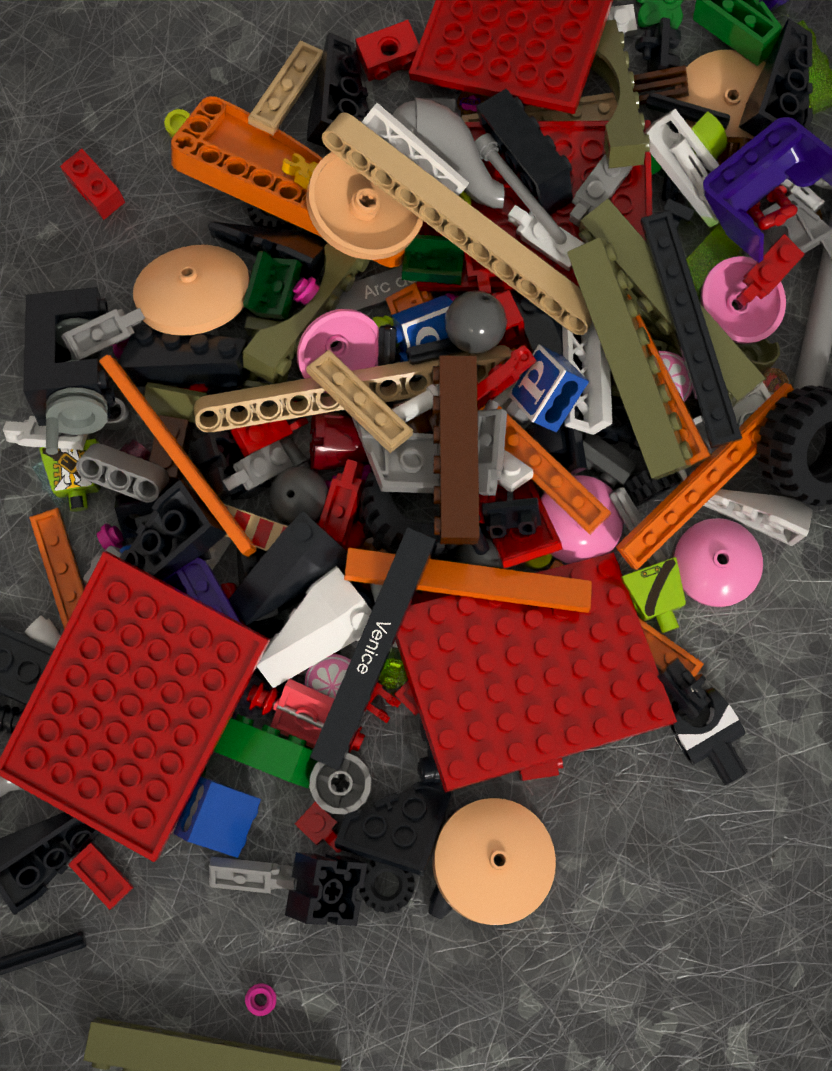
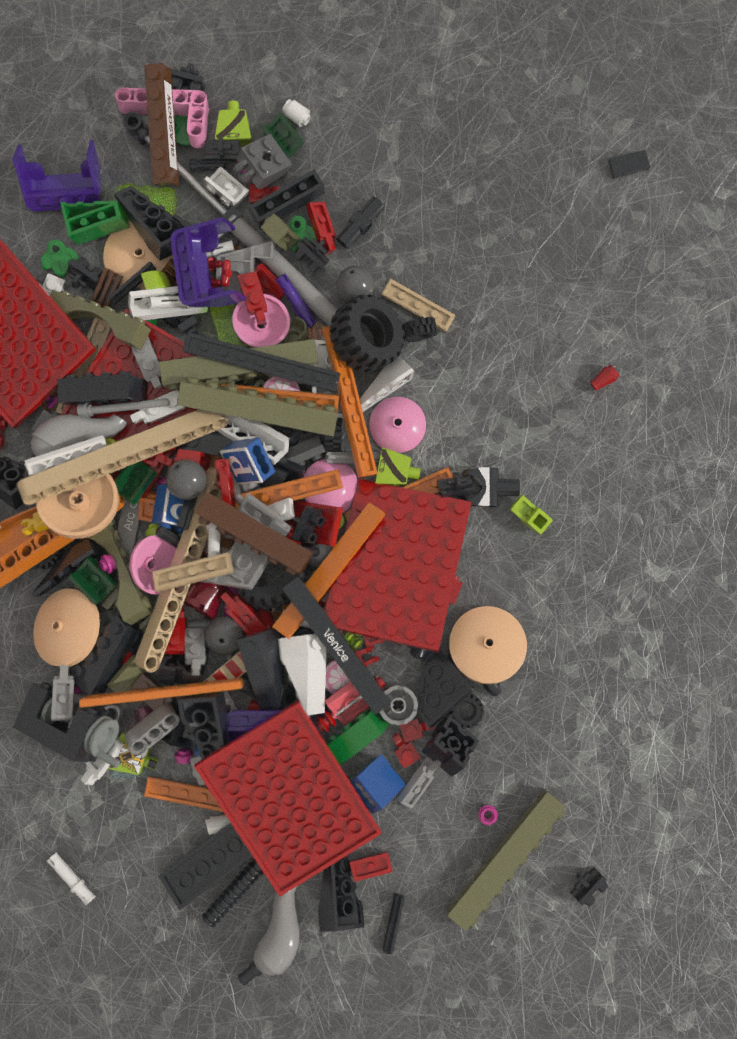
camera: 65 degrees left, 5 degrees up
(281, 833) = (405, 752): none -> red plate
(707, 817) = (530, 515): none -> lime brick
(800, 282) = (268, 282): none -> red plate
(801, 324) = (294, 298): none -> dark purple pin

